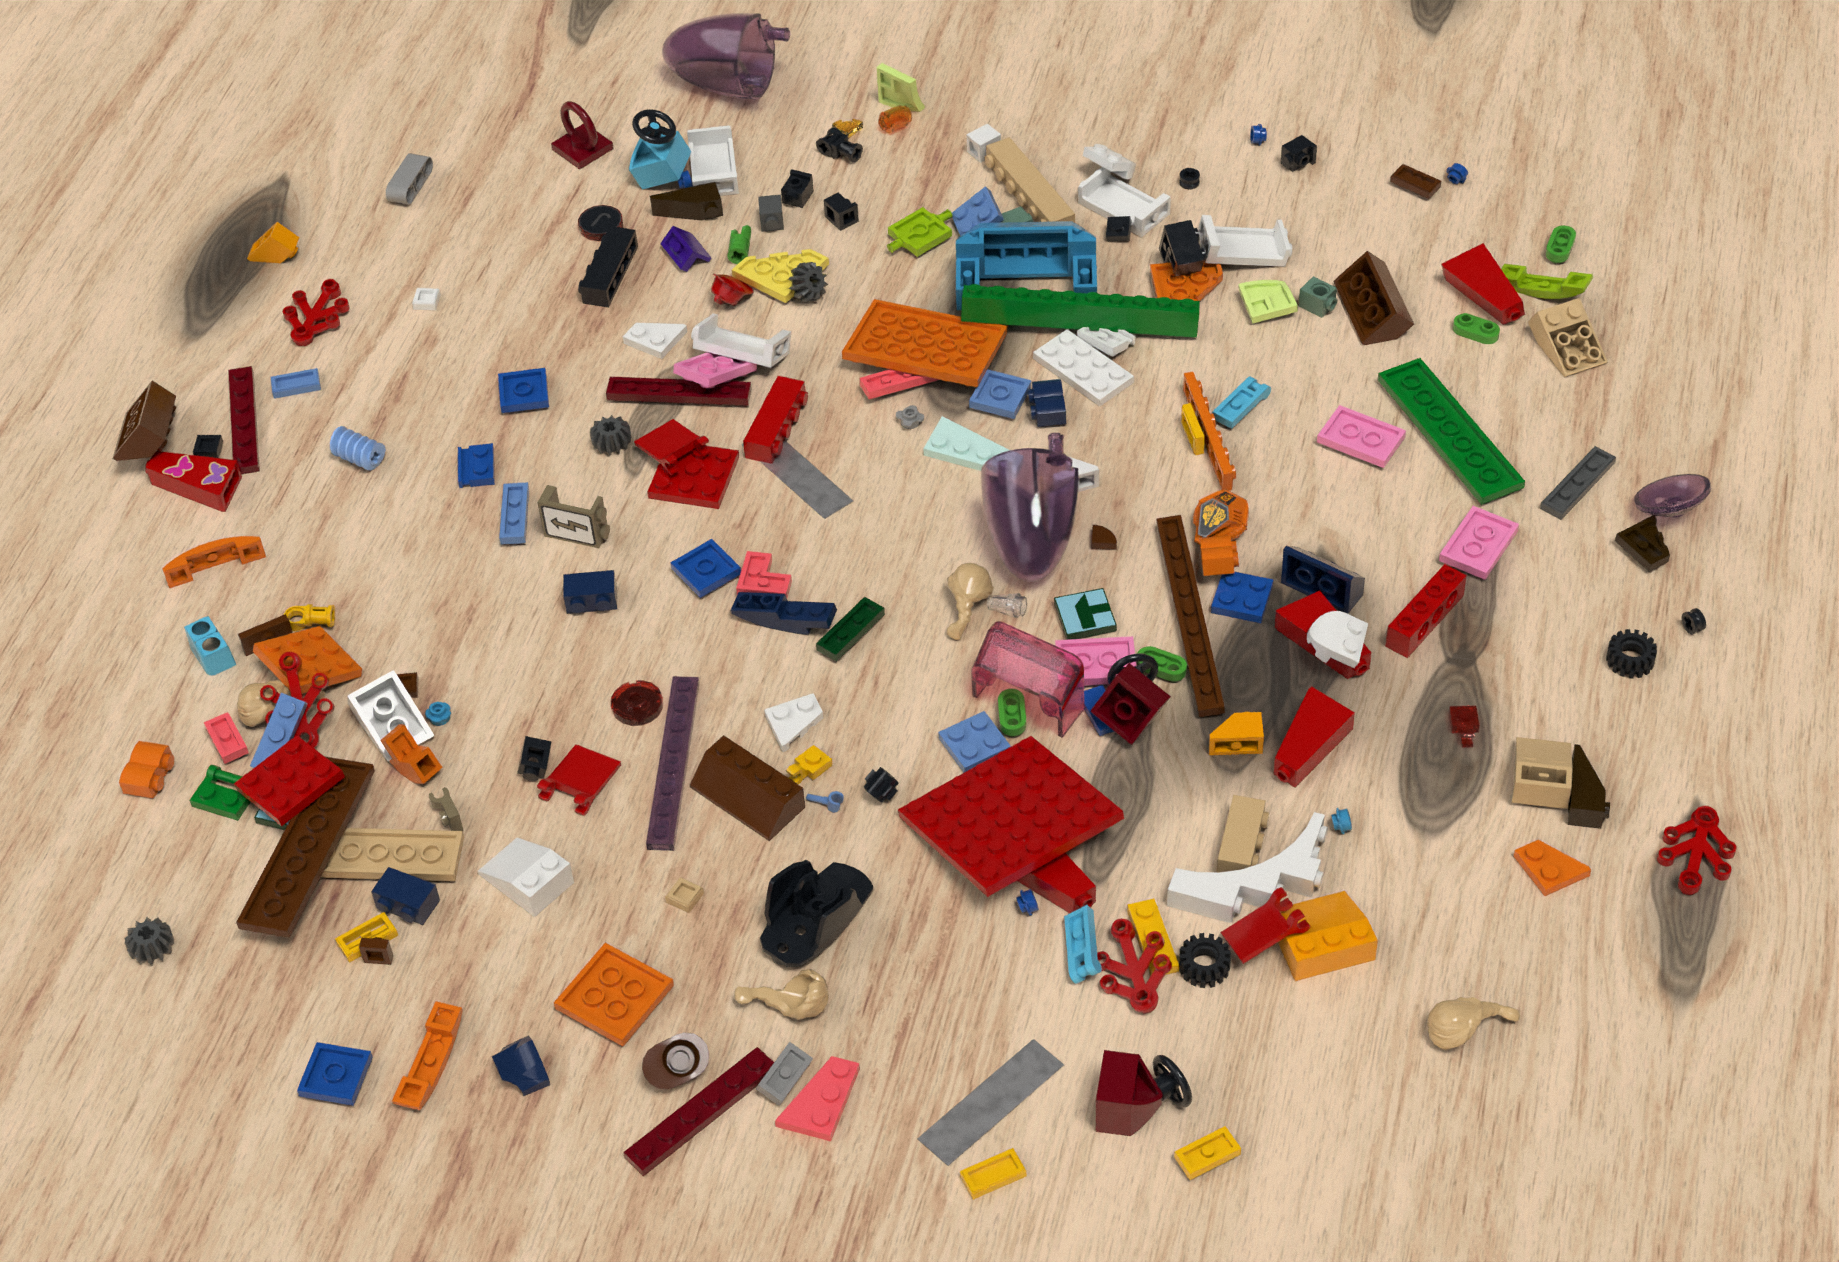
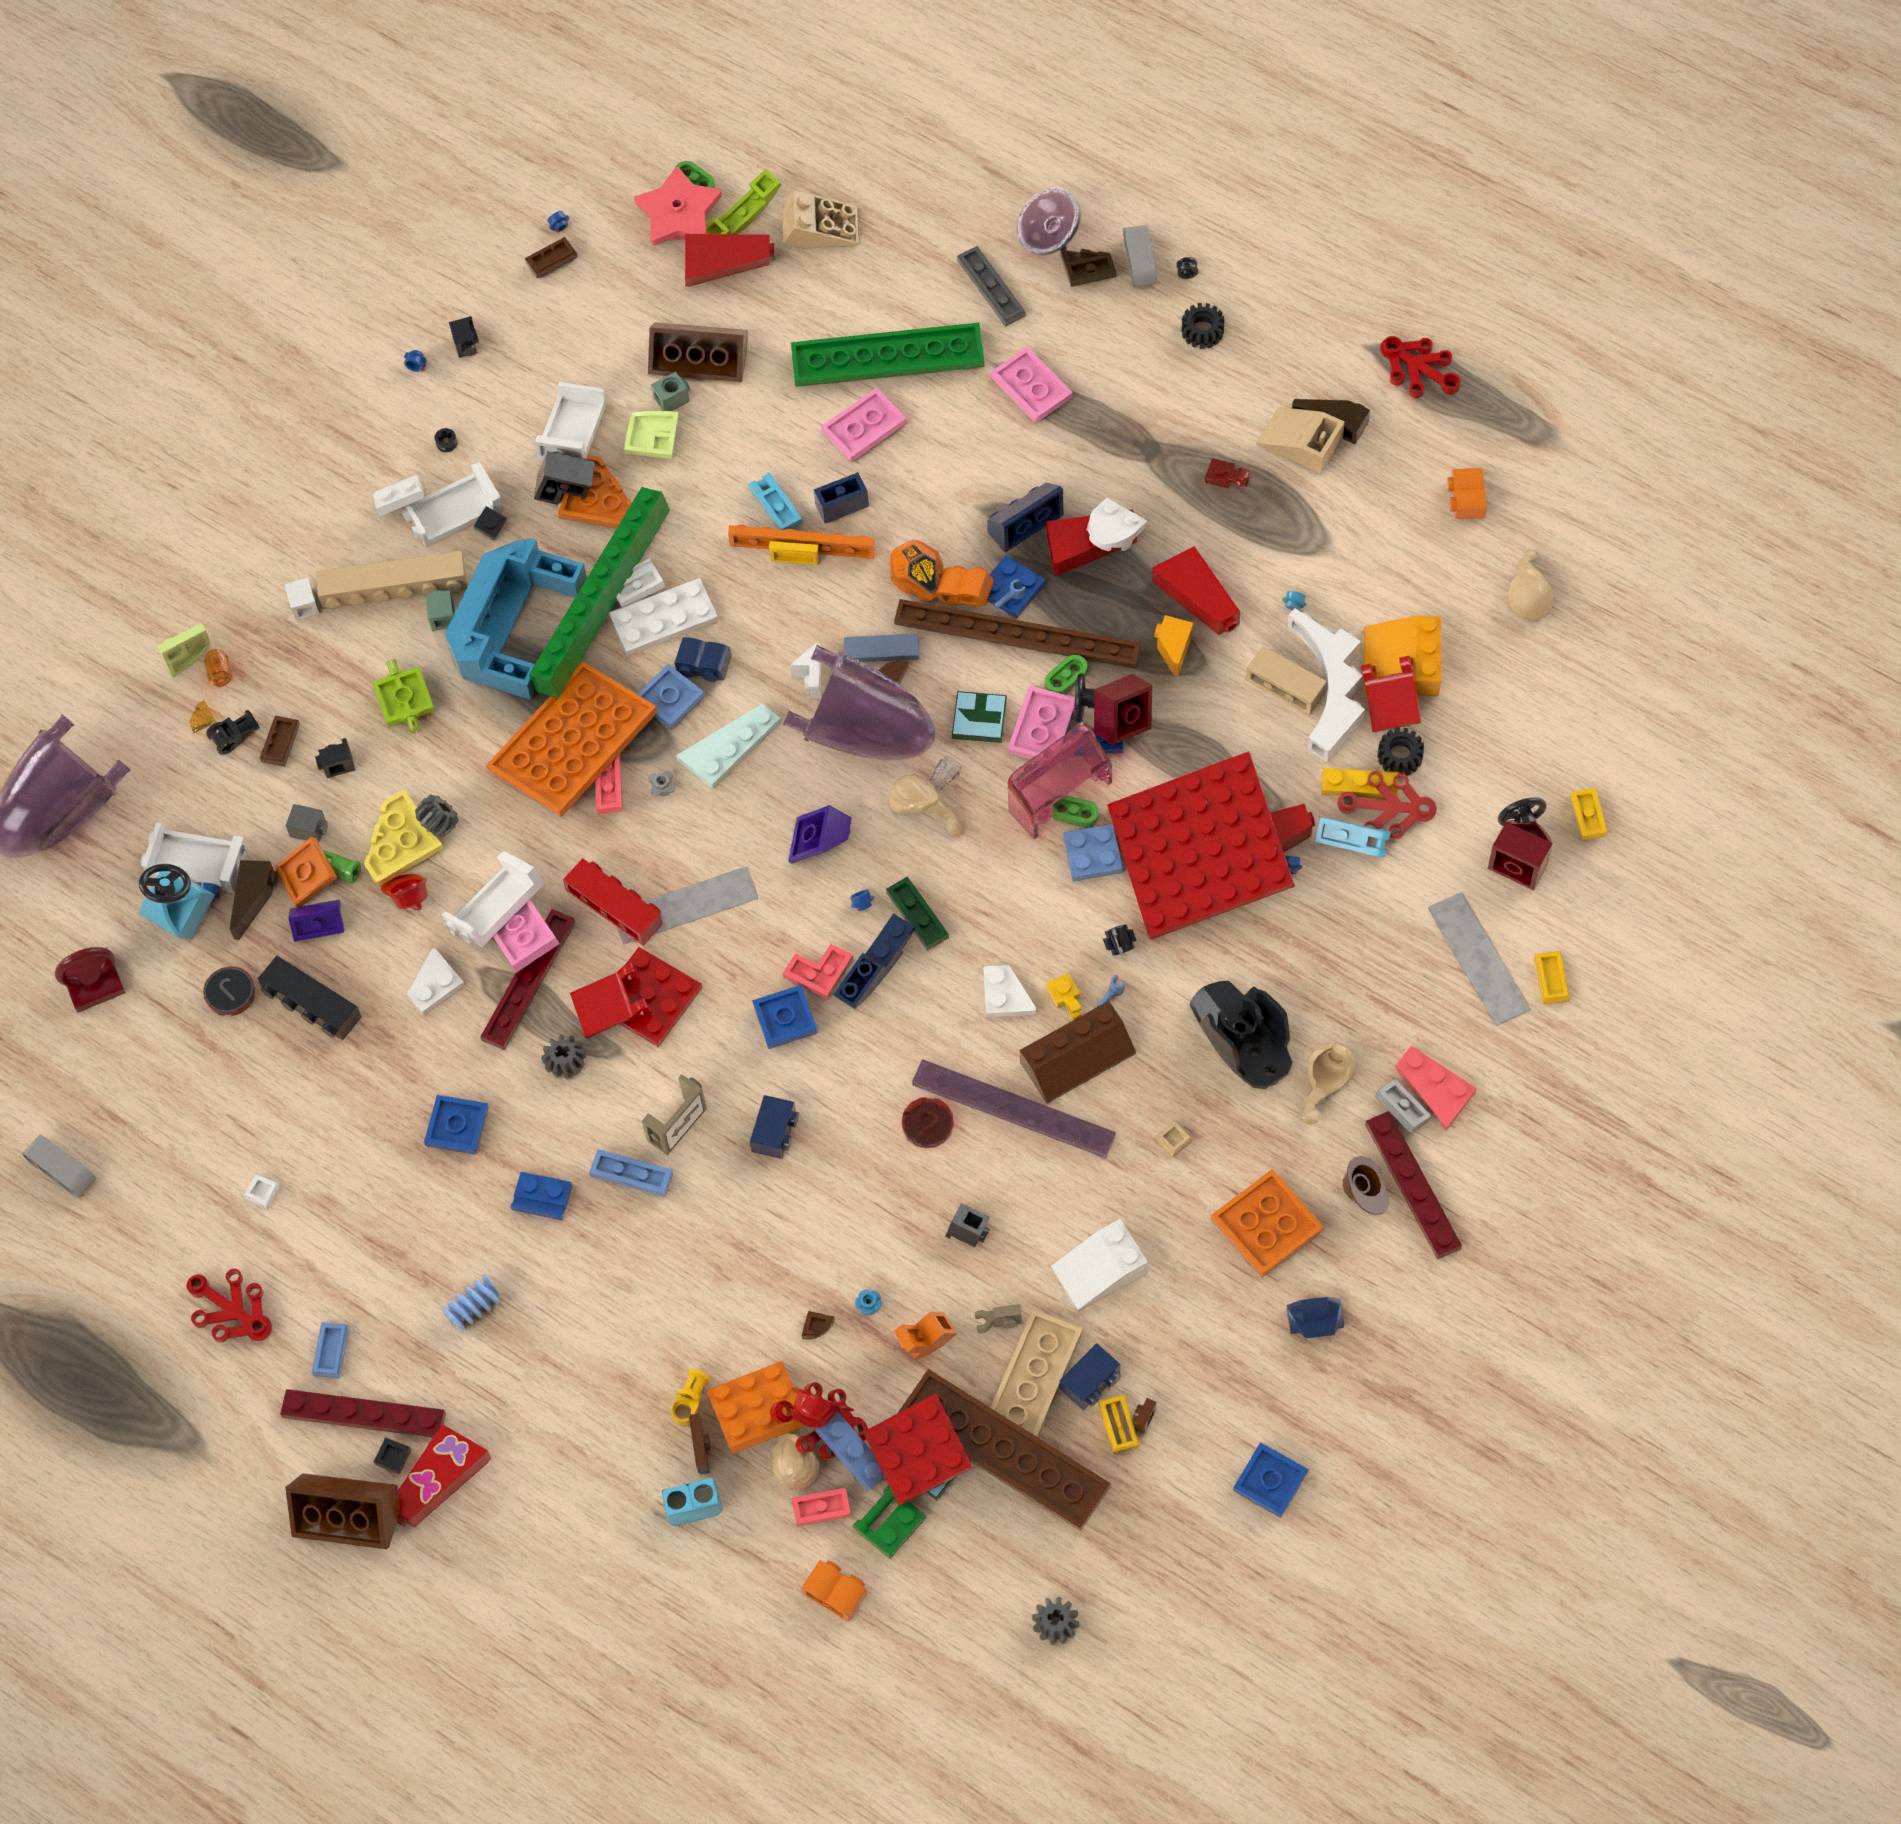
camera: 70 degrees left, 15 degrees up
(212, 554) = (565, 1446): orange slope -> none
(274, 245) = (100, 1330): light orange slope -> none
(296, 680) = (813, 1410): none -> red piece
(383, 707) = (858, 1346): white slope -> none
(431, 1058) = (1282, 1395): orange slope -> none
(581, 775) = (998, 1192): red flag -> none
(724, 226) = (305, 872): none -> orange tile
(797, 188) = (280, 789): black brick -> none
(843, 175) = (279, 741): none -> reddish brown plate
(847, 585) = (861, 900): none -> blue plate
(904, 536) = (818, 832): none -> dark purple slope
(976, 210) = (415, 637): medium blue plate -> none
(1125, 522) = (883, 647): none -> sand blue tile
(1230, 591) = (1013, 593): none -> medium blue hand
(1266, 439) = (841, 497): none -> dark blue brick
(1425, 611) = (1096, 453): red brick -> none
(1476, 328) = (768, 285): bright green plate -> none
(1518, 240) = (677, 207): none -> coral plate
(1550, 867) = (1396, 473): orange wing -> none
(1556, 933) = (1467, 493): none -> orange brick
(1683, 580) = (1140, 255): none -> light grey beam

